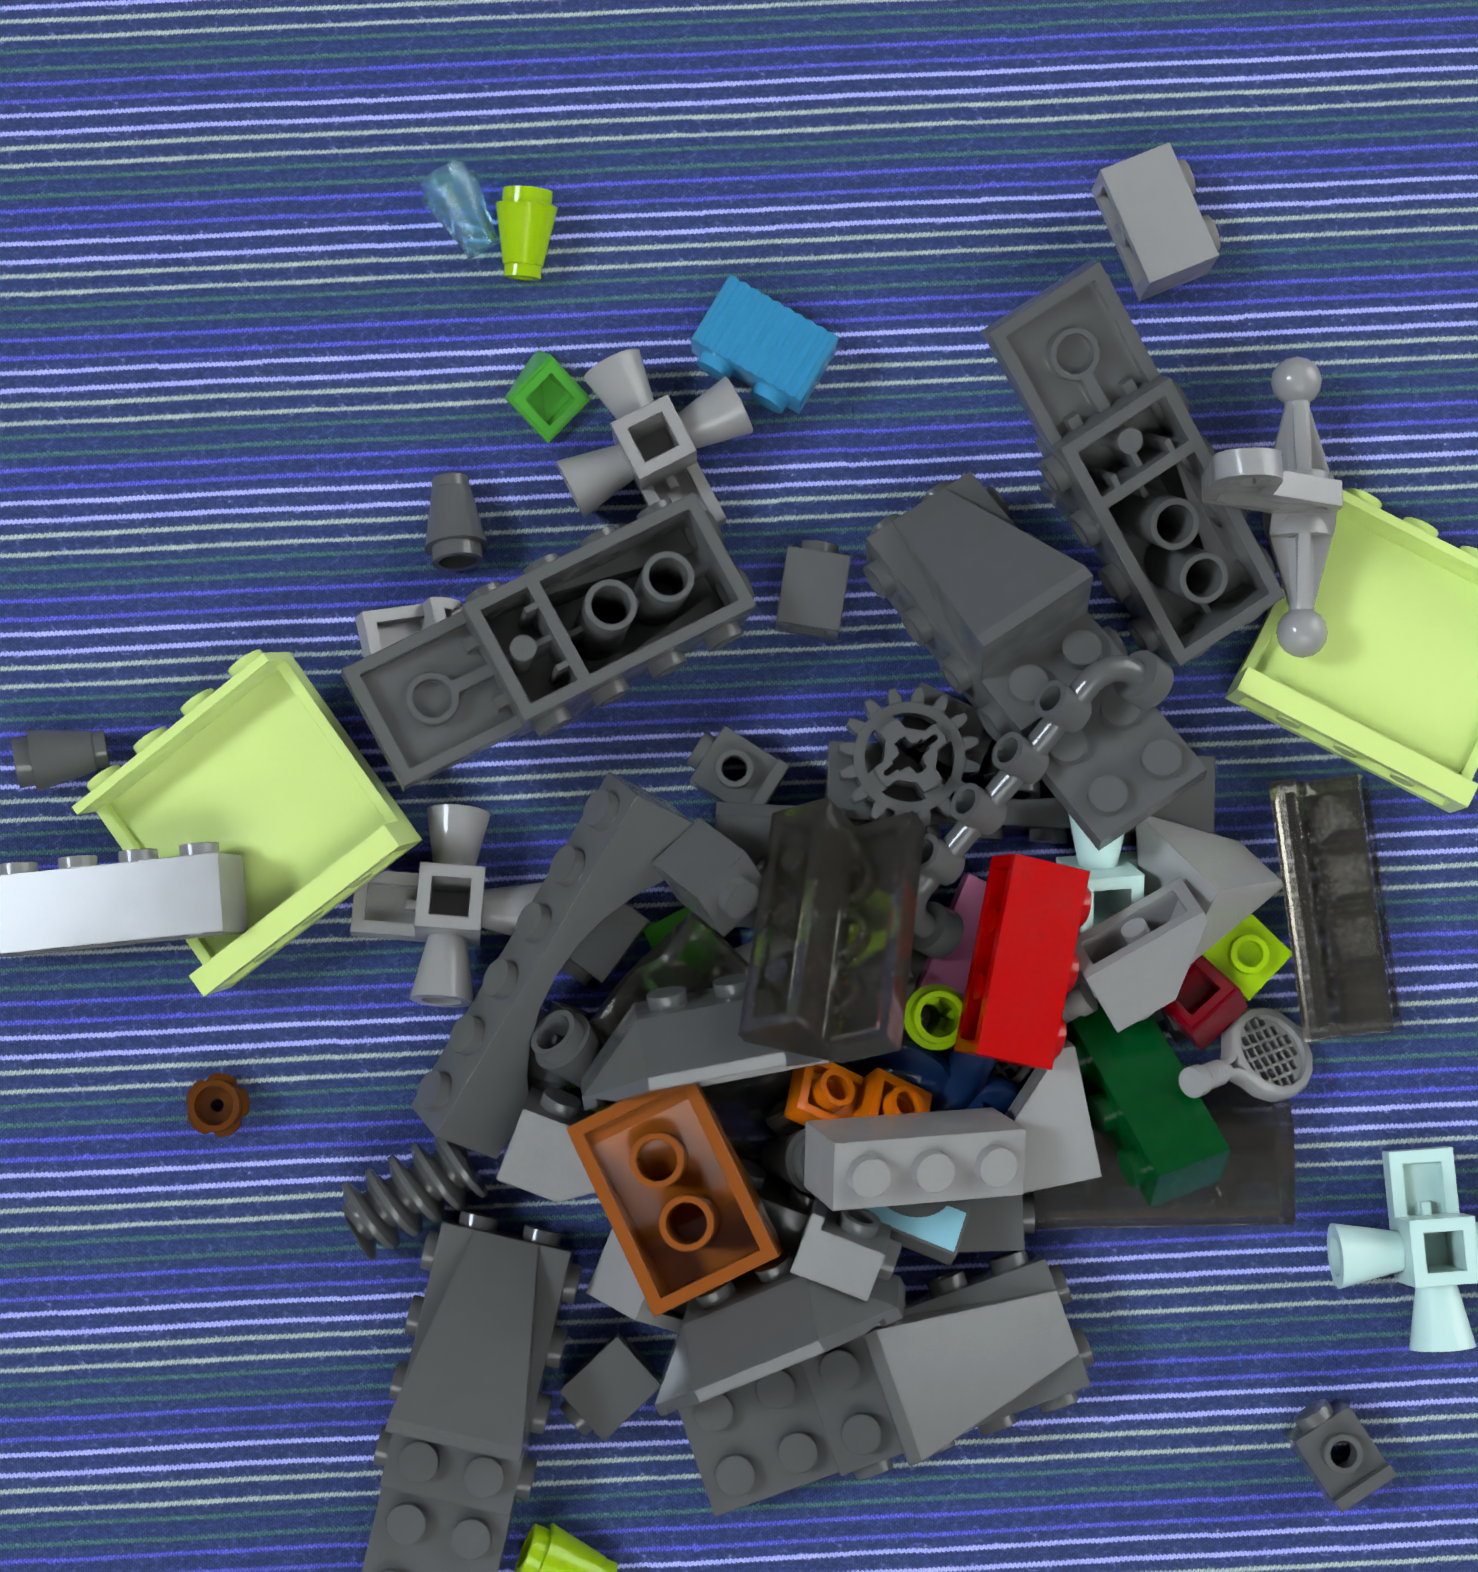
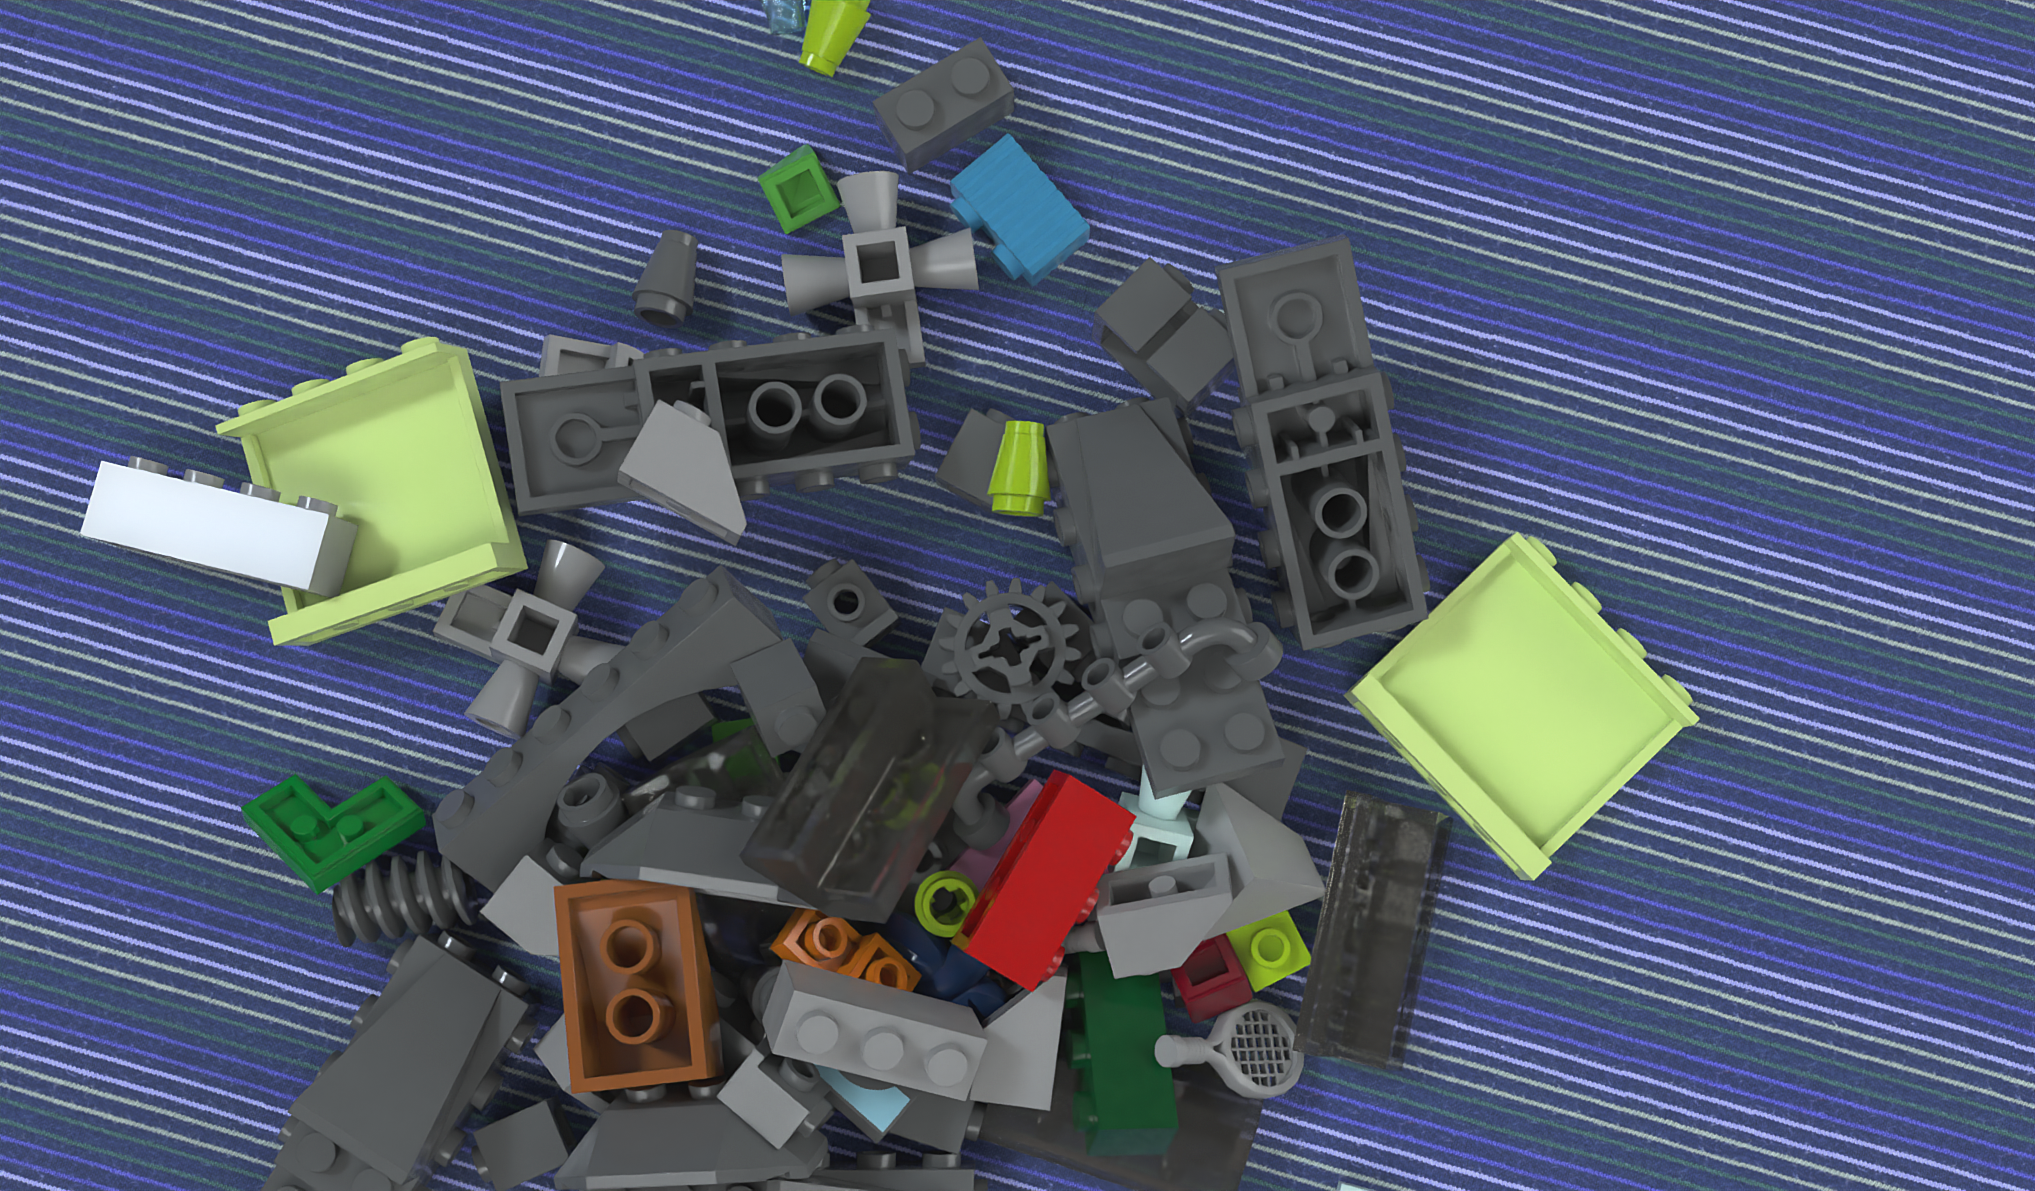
camera: 25 degrees right, 0 degrees up
(58, 756) = (222, 373): dark grey cone -> none
(200, 1109) = (239, 747): reddish brown plate -> none
(322, 1165) = (327, 842): none -> green tile
(554, 691) = (685, 470): none -> light grey slope
(658, 270) = (944, 105): none -> dark grey brick
(858, 588) = (1021, 471): none -> lime cone
(947, 417) = (1165, 337): none -> dark grey piece
(1156, 220) = (1437, 217): light grey brick -> none
(1296, 501) = (1472, 526): light grey piece -> none

